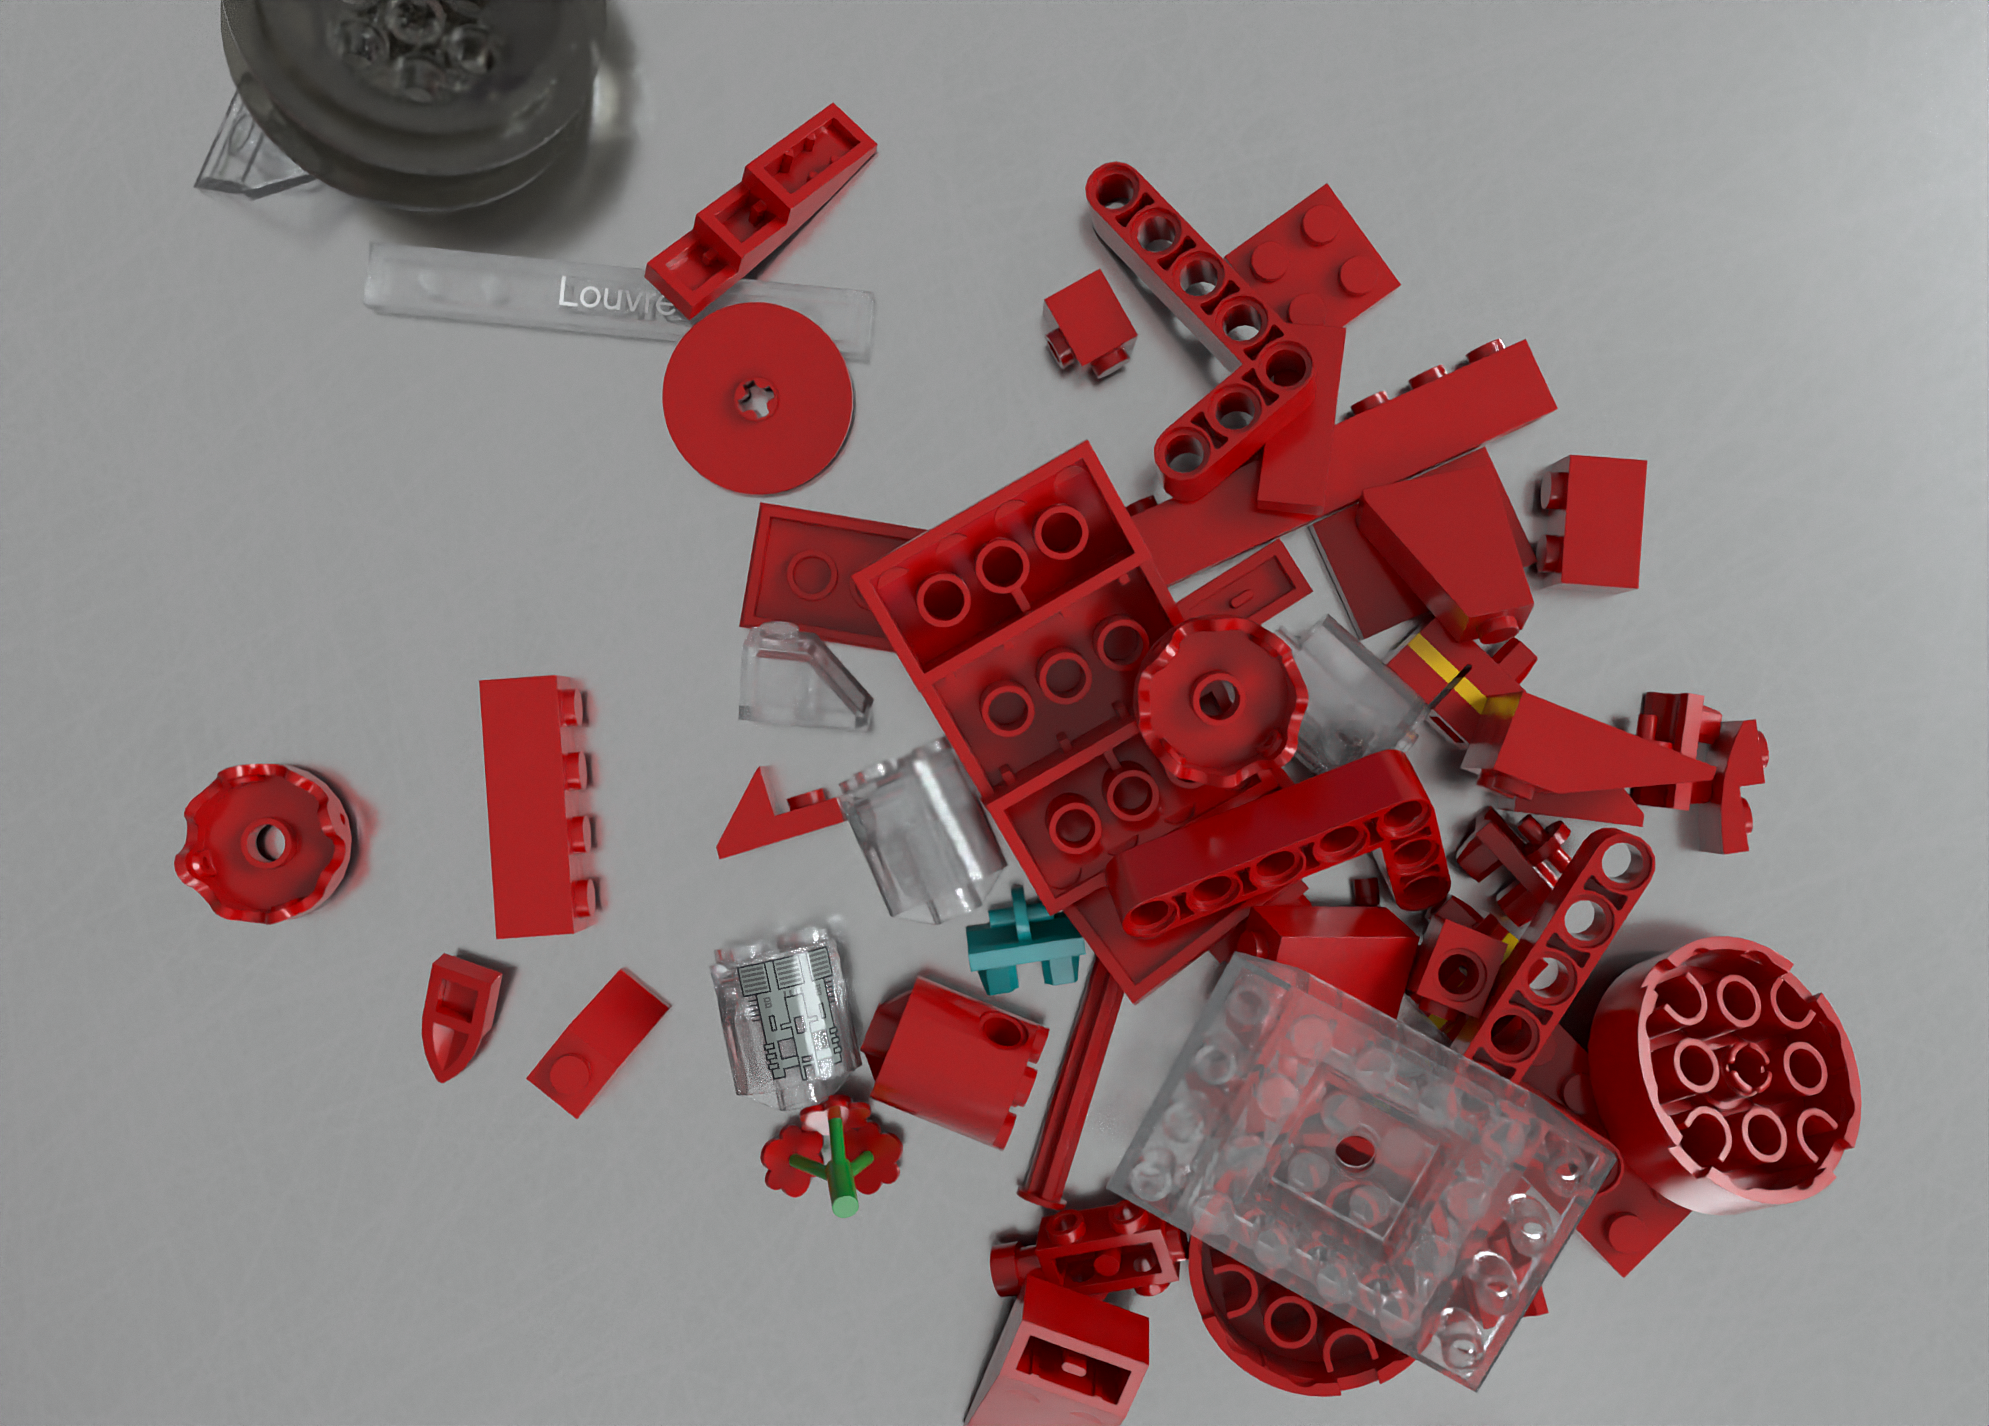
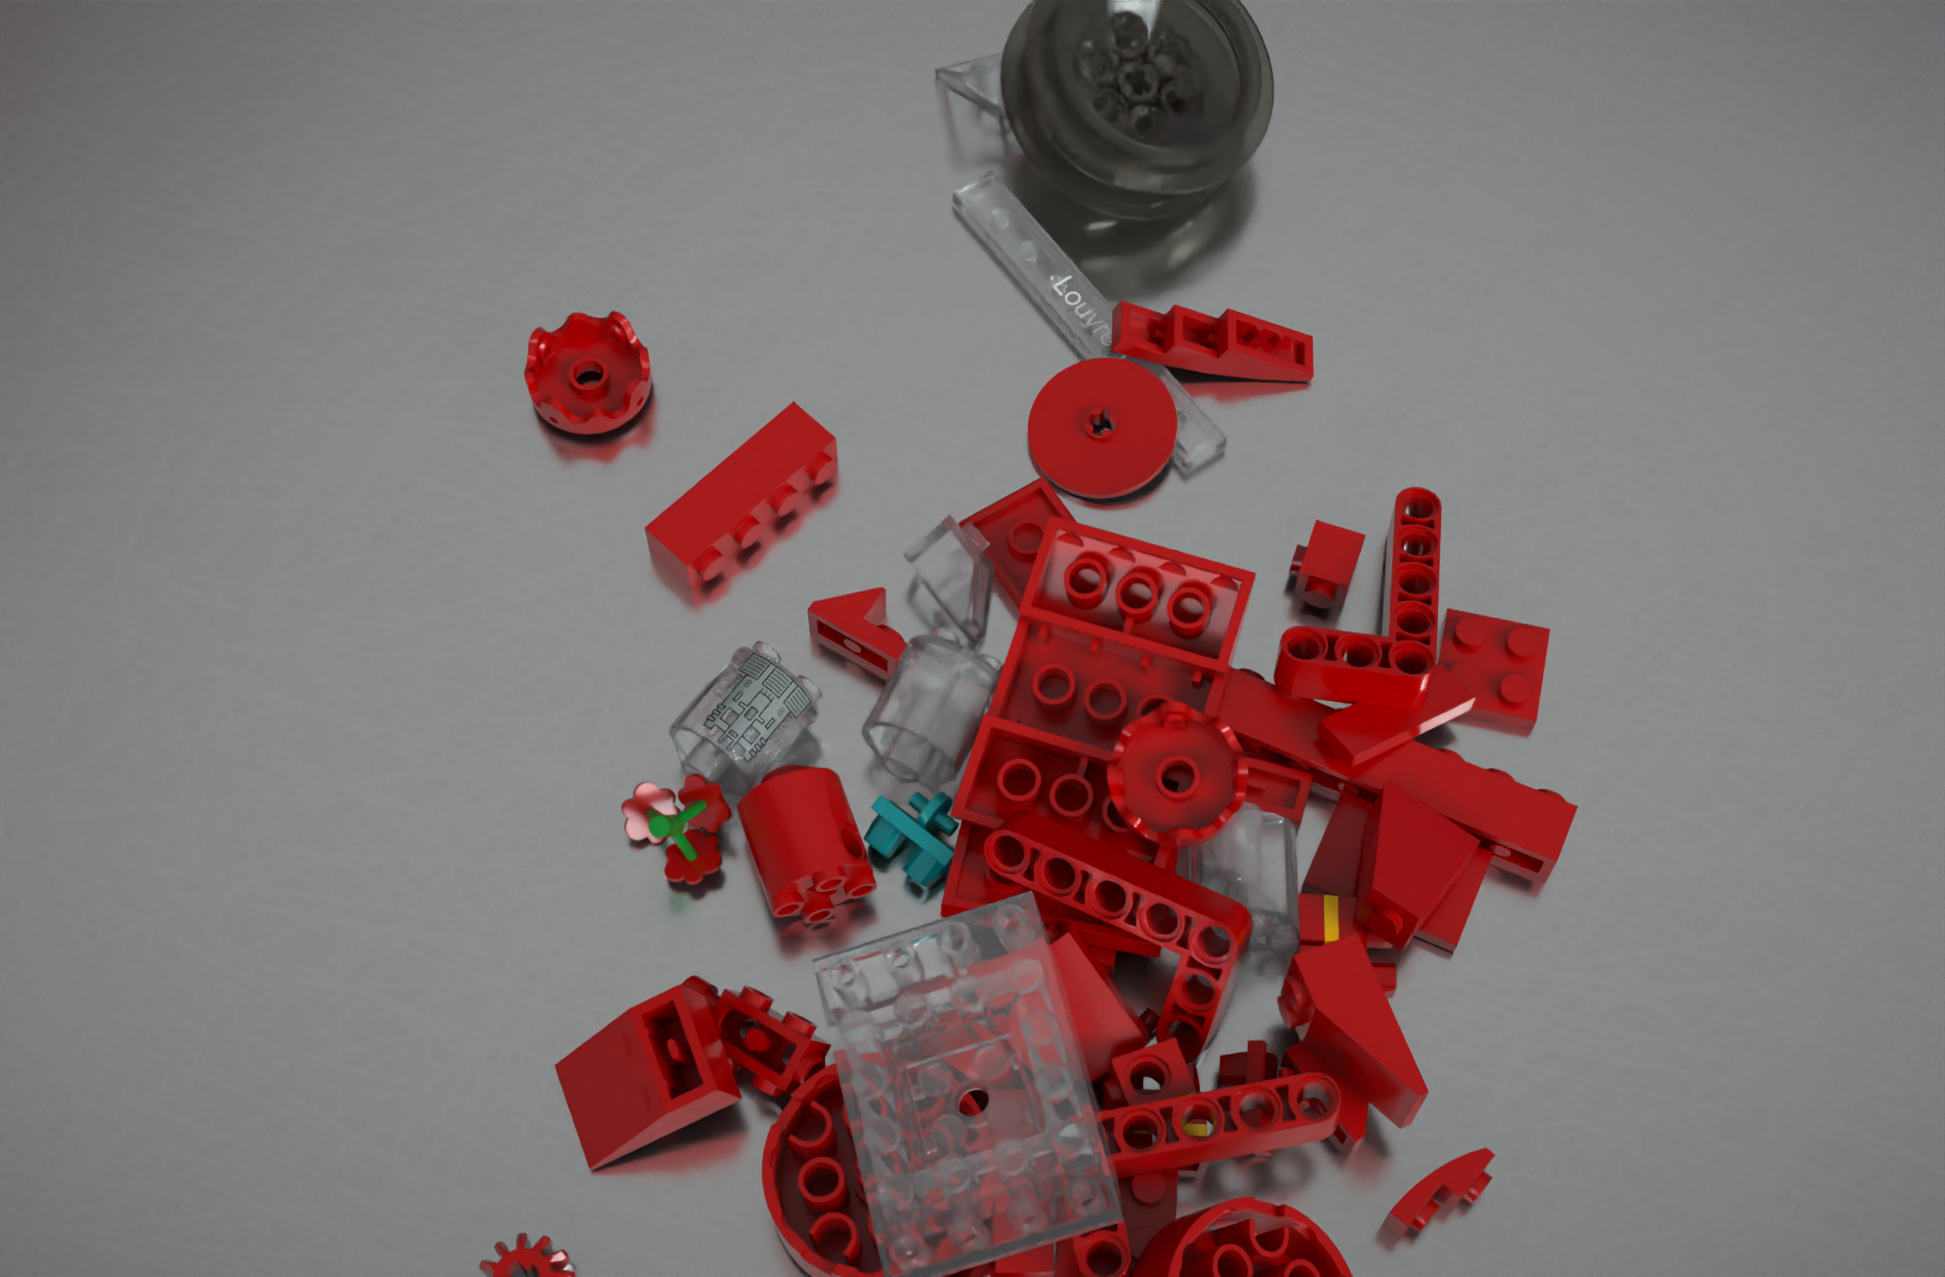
camera: 50 degrees right, 25 degrees down
(457, 1013) = (574, 552): red plate -> none
(598, 1043) = (625, 642): red slope -> none
(1073, 1091) = (798, 966): red axle -> none
(1593, 524) = (1512, 956): red brick -> none
(1680, 725) = (1444, 1120): red hips -> none

